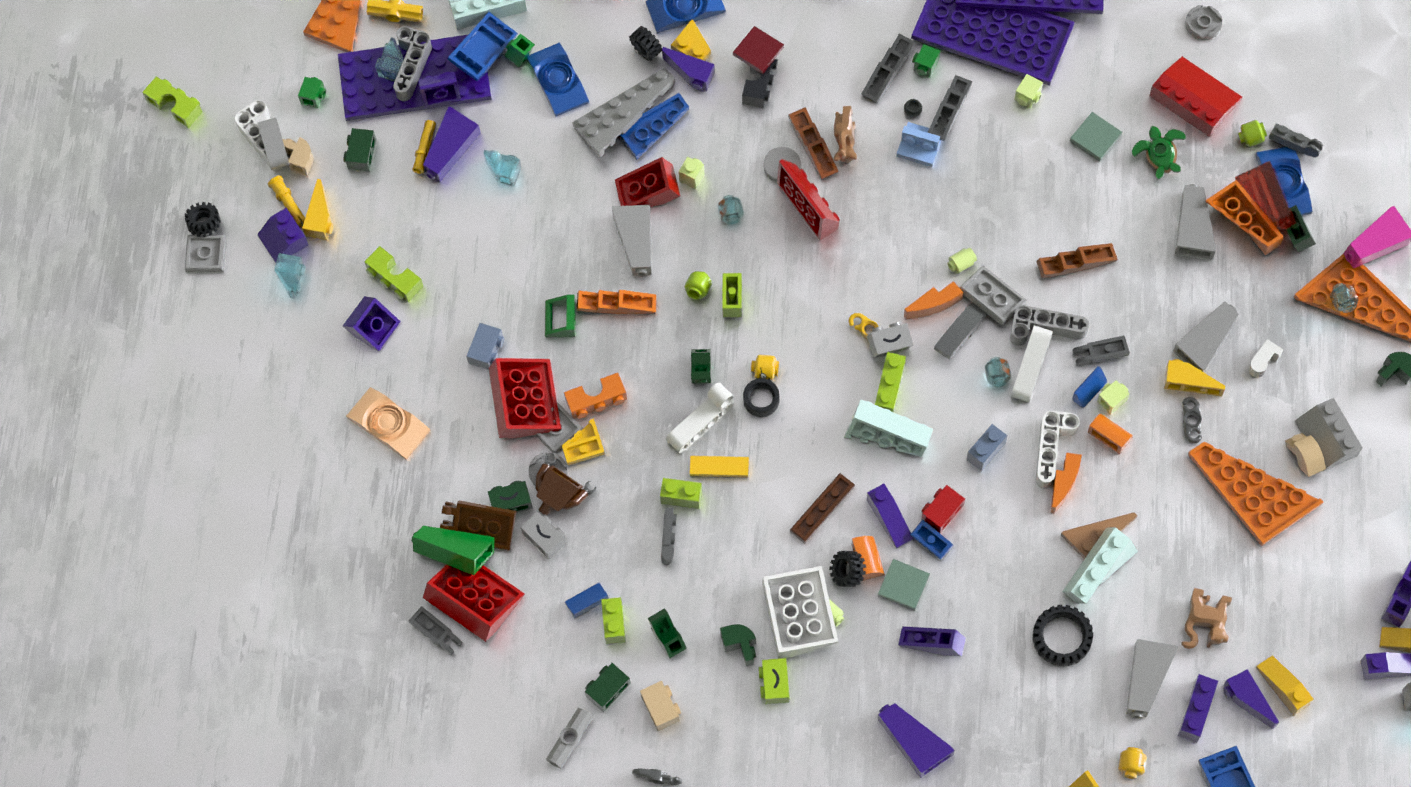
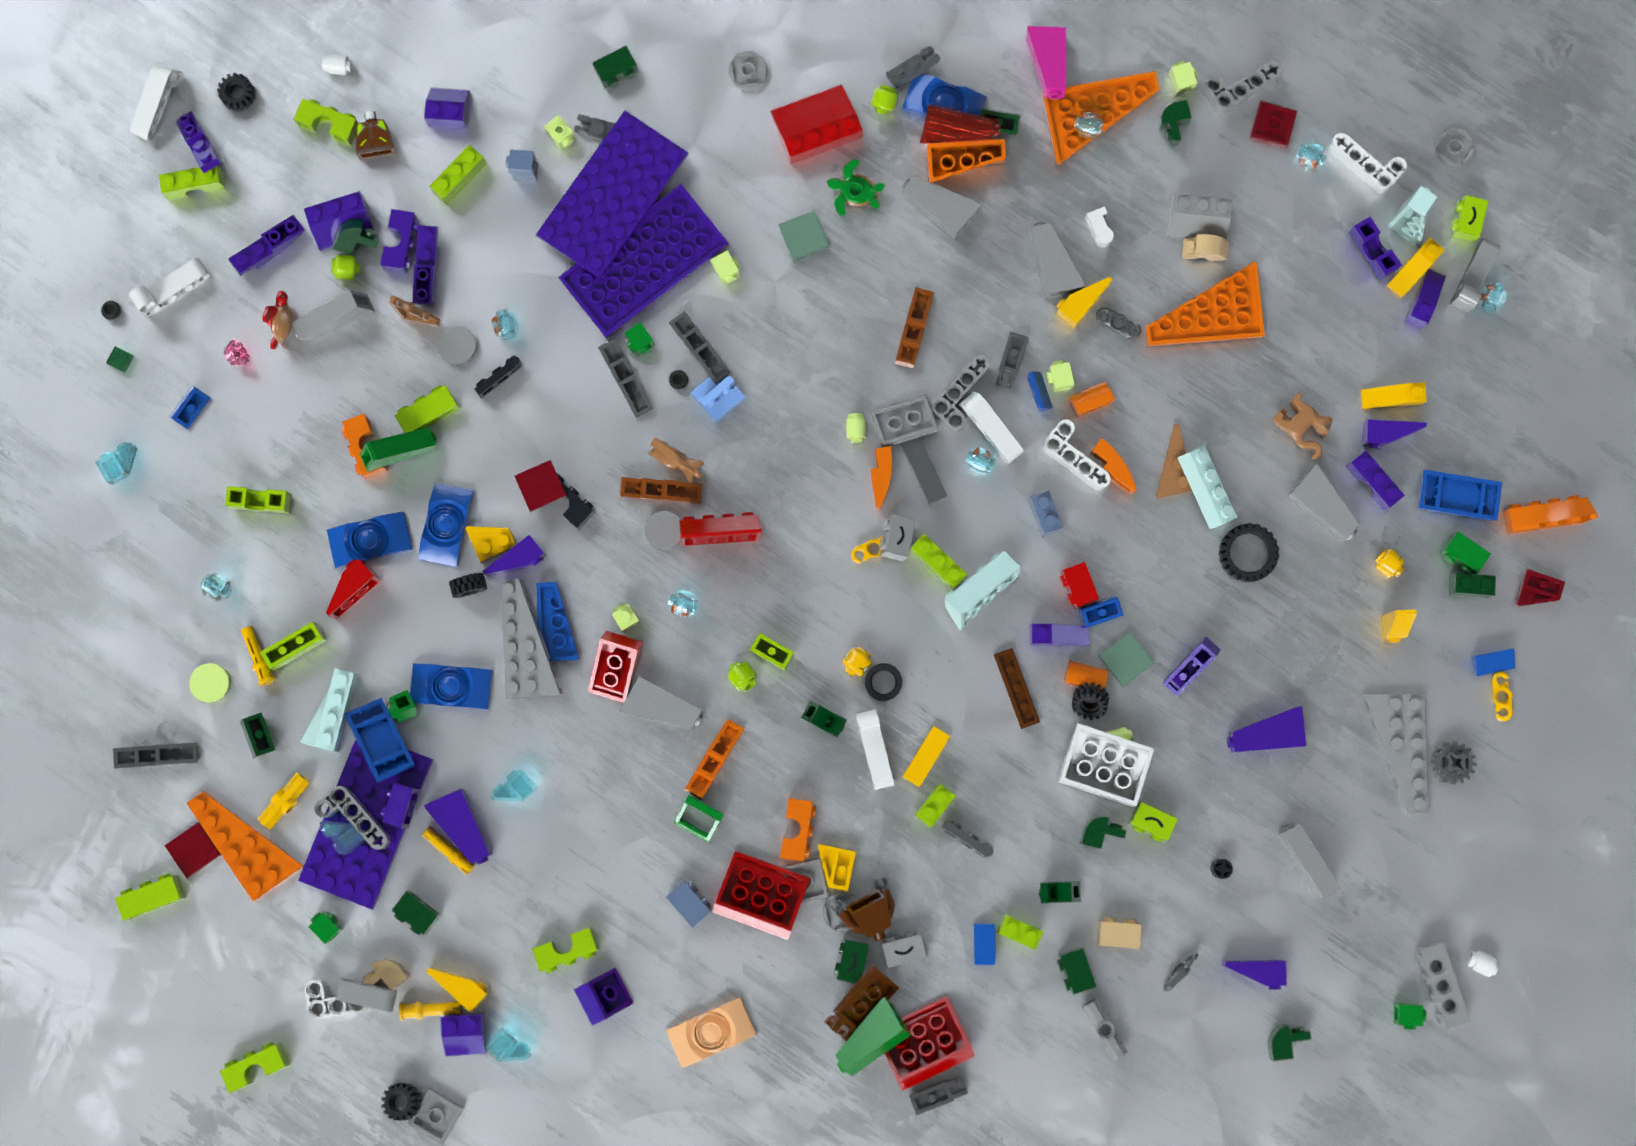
camera: 65 degrees left, 15 degrees up
(767, 759) = (1226, 868): none -> black wheel

